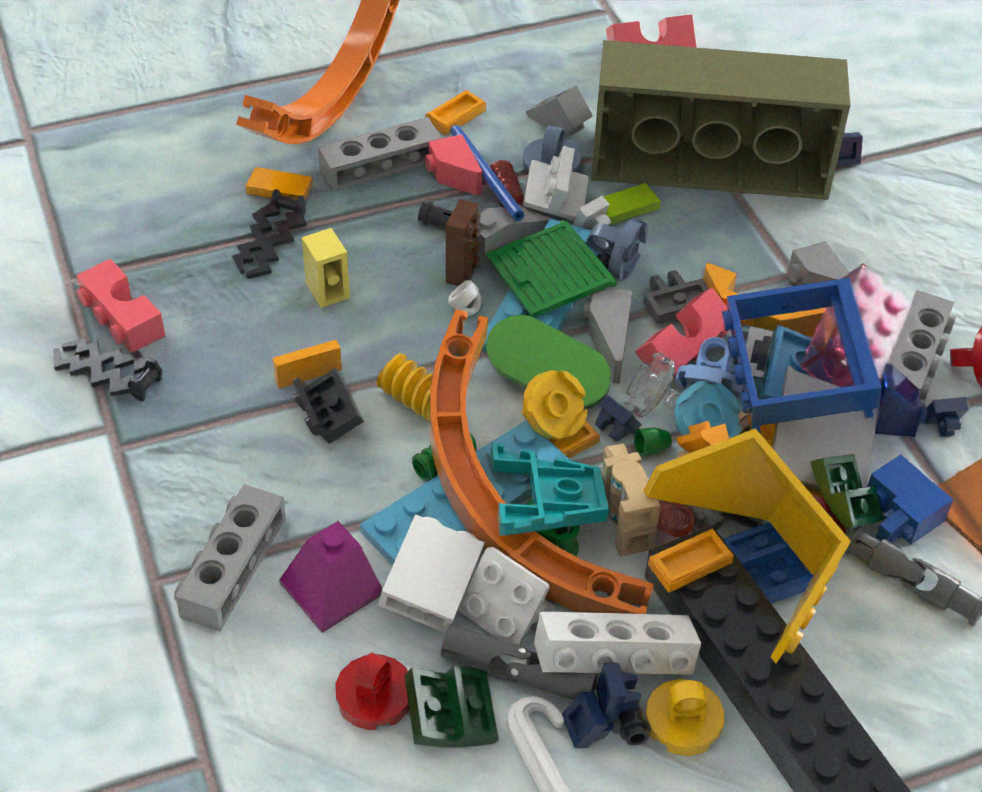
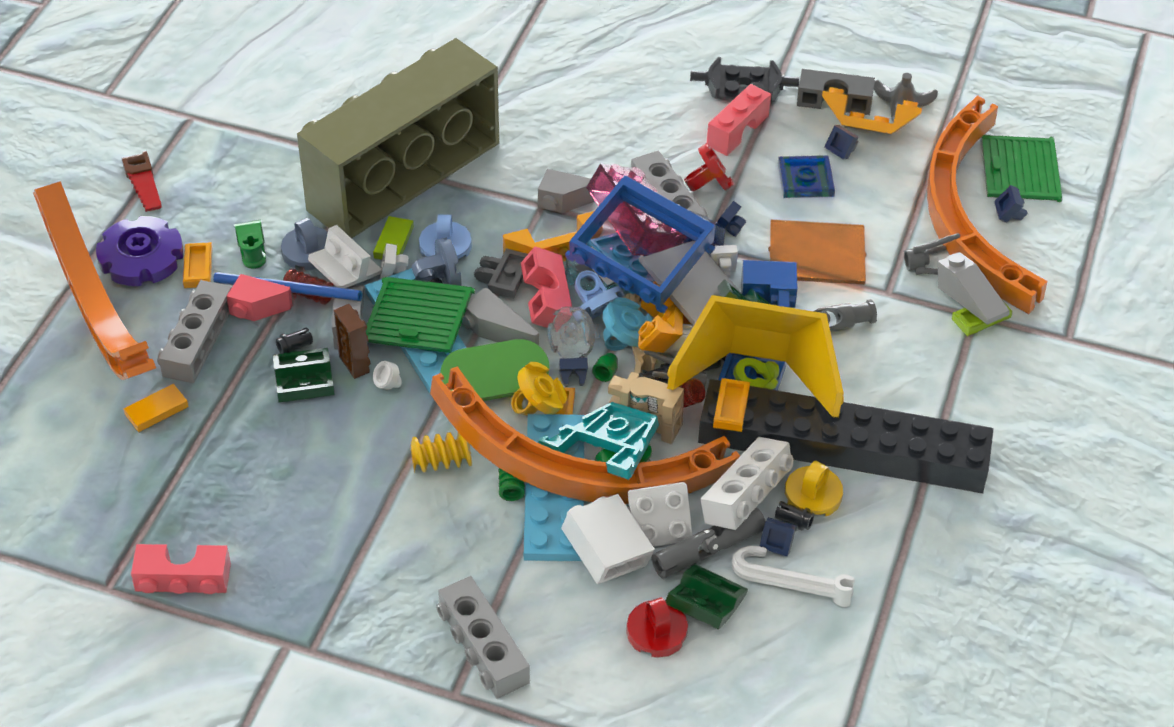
camera: 50 degrees left, 0 degrees up
(118, 386) = (218, 617): piece -> none
(294, 220) = (206, 420): black piece -> none
(307, 363) = (356, 496): light orange tile -> none
(326, 267) = (286, 427): light yellow brick -> none
(328, 405) = (406, 506): black bracket -> none
(331, 577) = (552, 595): magenta slope -> none
(408, 247) = (303, 375): none -> dark green slope
(426, 70) = (139, 251): none -> dark purple piece
(512, 19) = (142, 180): none -> red piece
(512, 123) = (251, 243): none -> green piece
(562, 110) = (274, 208): light grey slope -> none
(612, 691) = (776, 505): dark blue tile -> none
(668, 236) = (444, 228): none -> light blue tile
(672, 31) = (250, 129): coral arch -> none
(787, 567) = (768, 370): none -> lime piece
(890, 442) = (725, 258): none -> white tile

